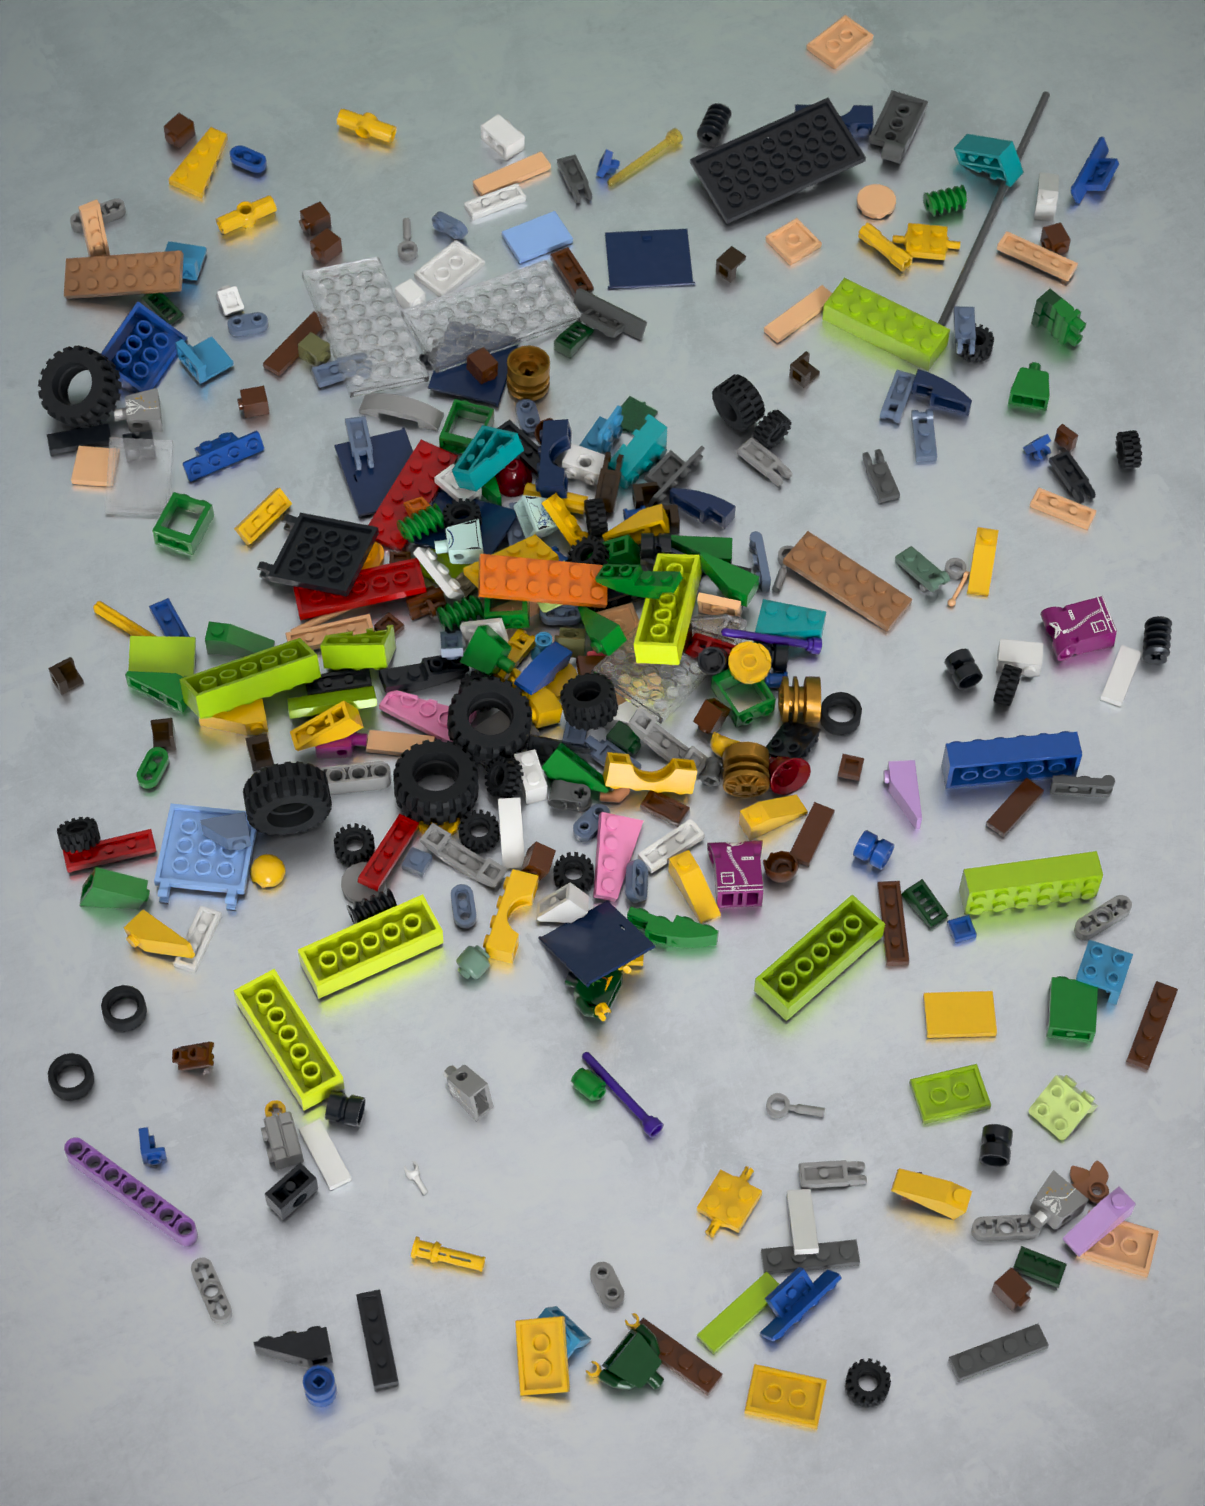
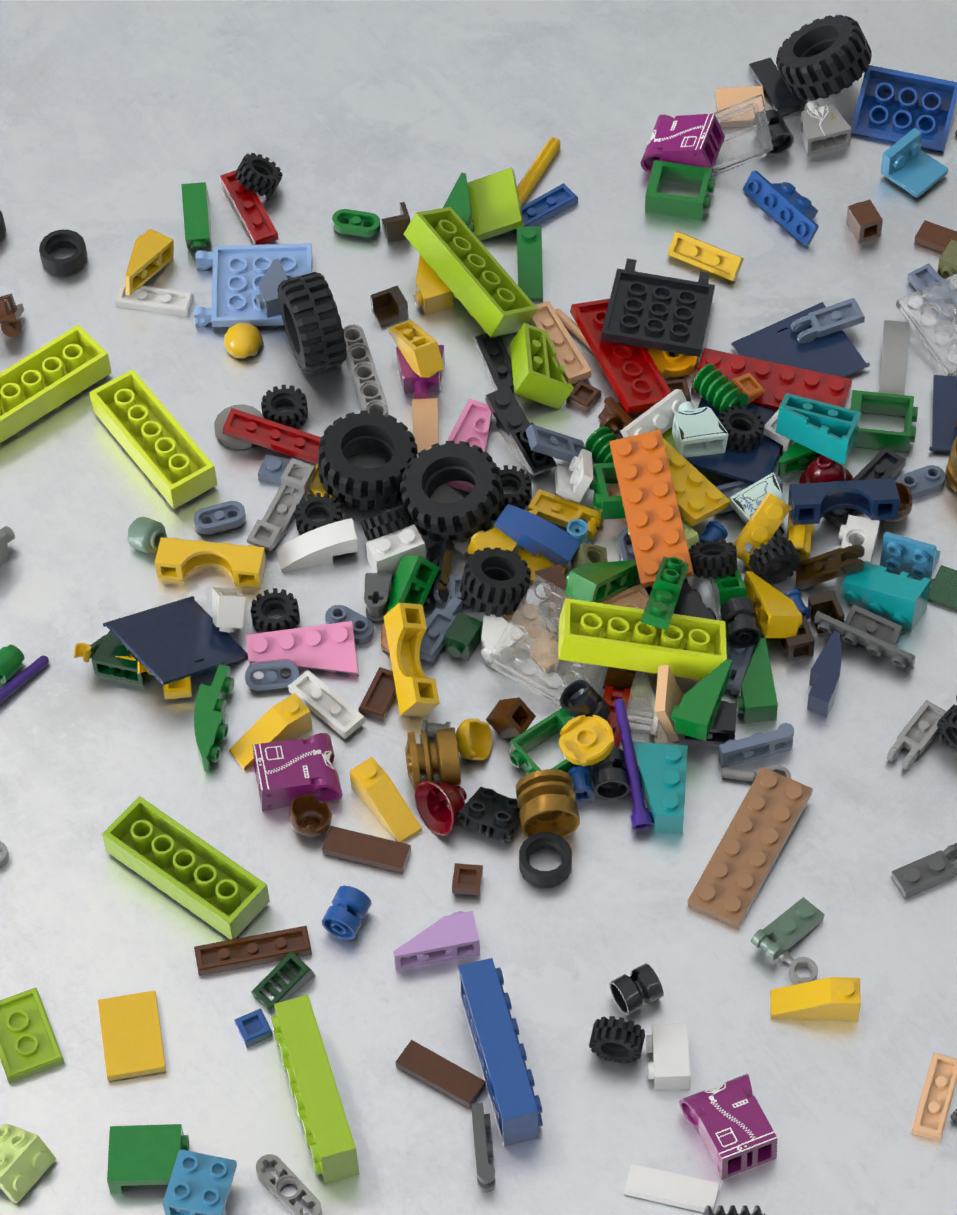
camera: 85 degrees right, 5 degrees down
(65, 676) = (457, 131): dark brown panel -> none
(137, 508) = (684, 140): none -> magenta piece
(319, 703) = (461, 353): lime tile -> none
(371, 908) = (203, 432): black piece -> none
(488, 652) = (547, 475): green torso -> none
(538, 860) = (282, 574): reddish brown brick -> none
(663, 742) = (465, 674): light grey slope -> none
(951, 602) = (748, 973): light nougat hinge -> none

